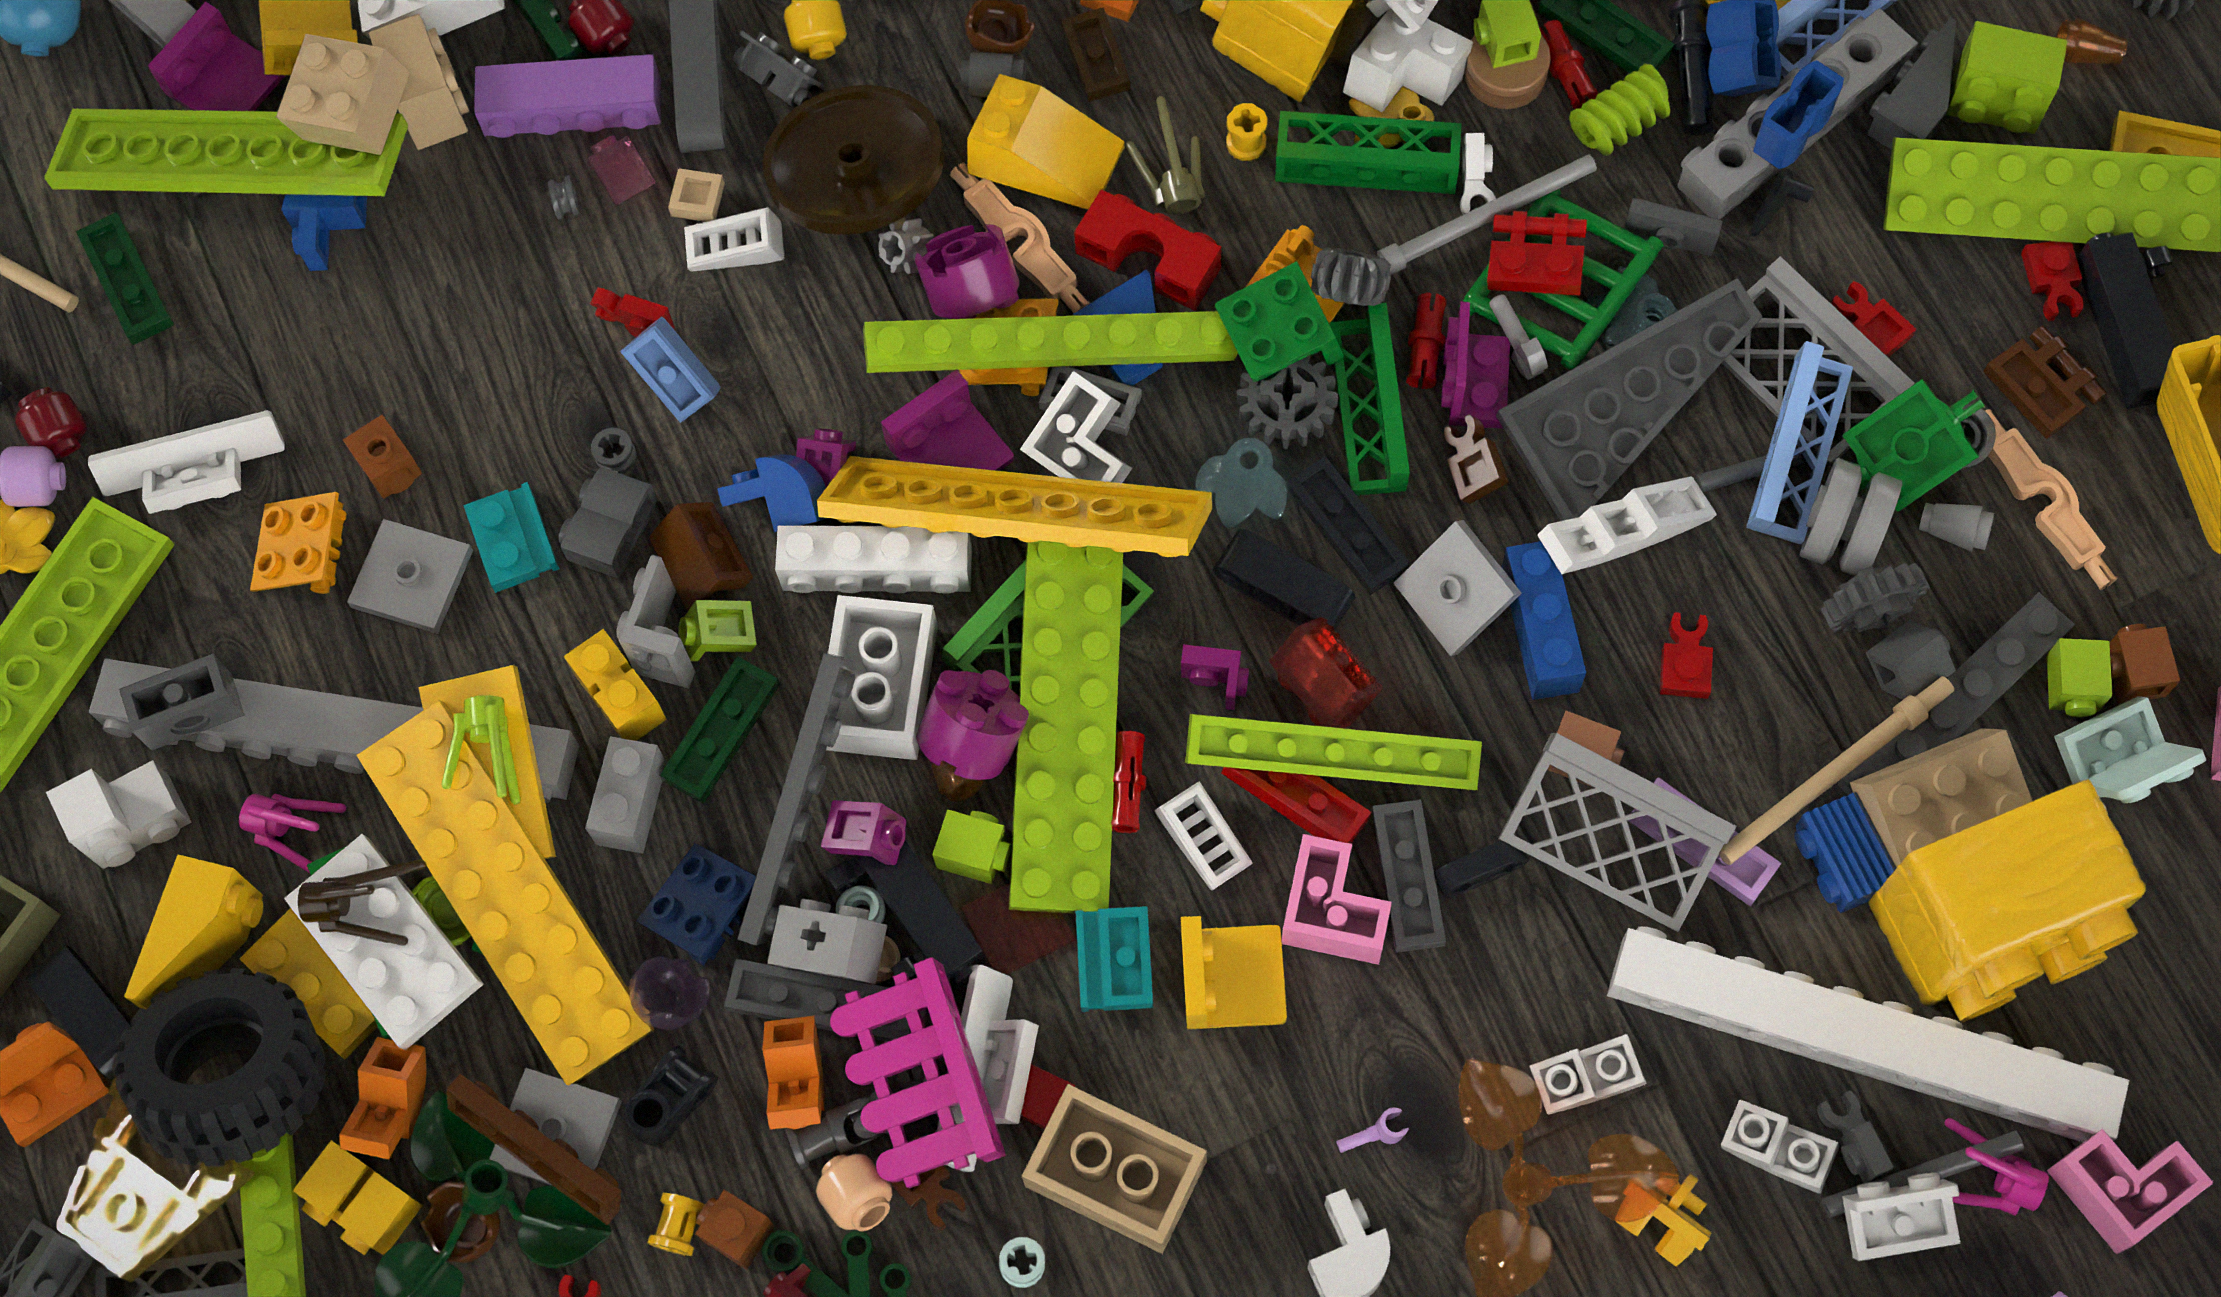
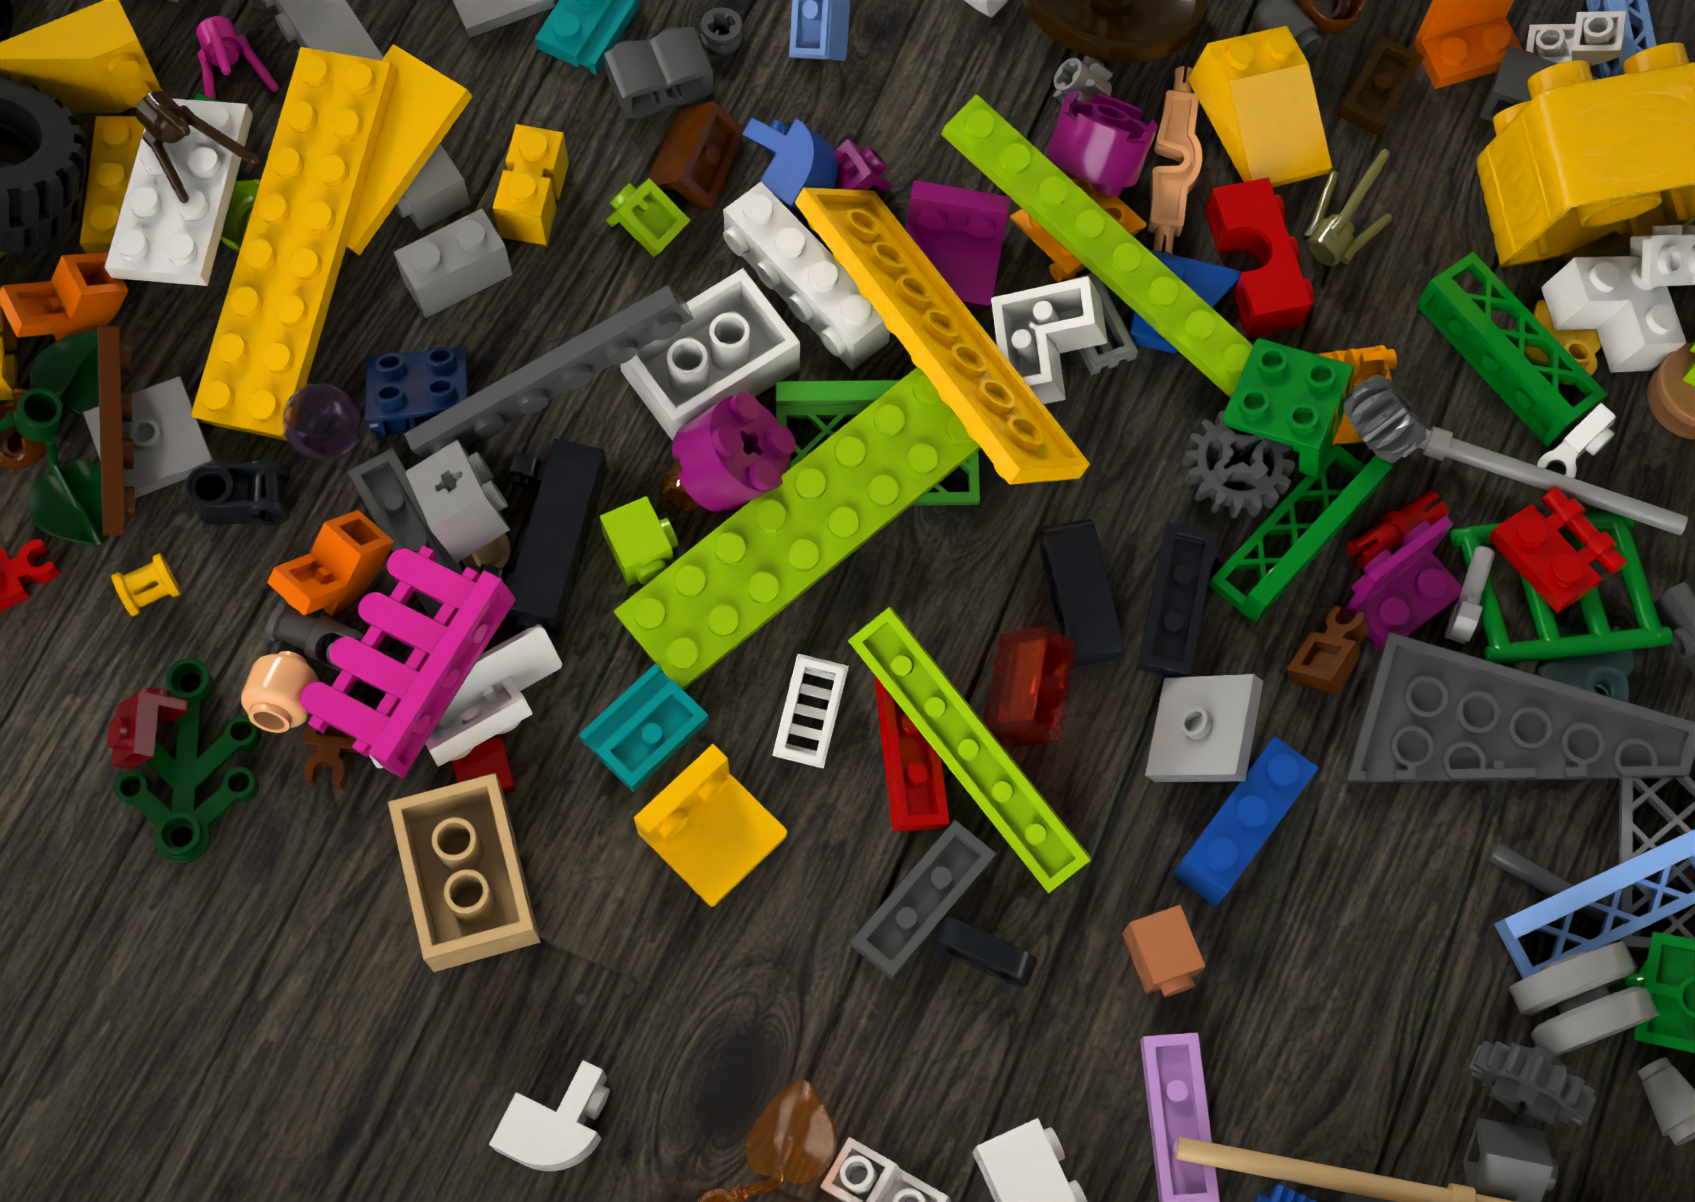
camera: 40 degrees right, 0 degrees up
(486, 723) = (400, 106): lime plant -> none
(647, 644) = (598, 159): light grey bracket -> none
(720, 730) = (568, 285): dark green plate -> none
(733, 1228) = (173, 627): dark orange brick -> none
(864, 831) = (569, 449): magenta bracket -> none
(864, 895) = (518, 493): light aqua plate -> none
(1011, 1274) = (318, 871): light aqua bush -> none
(1014, 936) = (597, 637): clear red piece -> none
(1128, 781) = (827, 594): red pin -> none
(1212, 665) = (955, 595): magenta bracket -> none
(1240, 121) = (1432, 244): yellow bush -> none
(1243, 489) = (1130, 497): clear light blue plate -> none
(1323, 915) = (825, 852): bright pink brick -> none
(1373, 1133) = (679, 1055): lavender hand -> none
(1626, 525) = (1393, 820): white slope -> none
(1637, 793) = (1159, 1022): light grey fence -> none
(1686, 665) = (1324, 975): red plate -> none

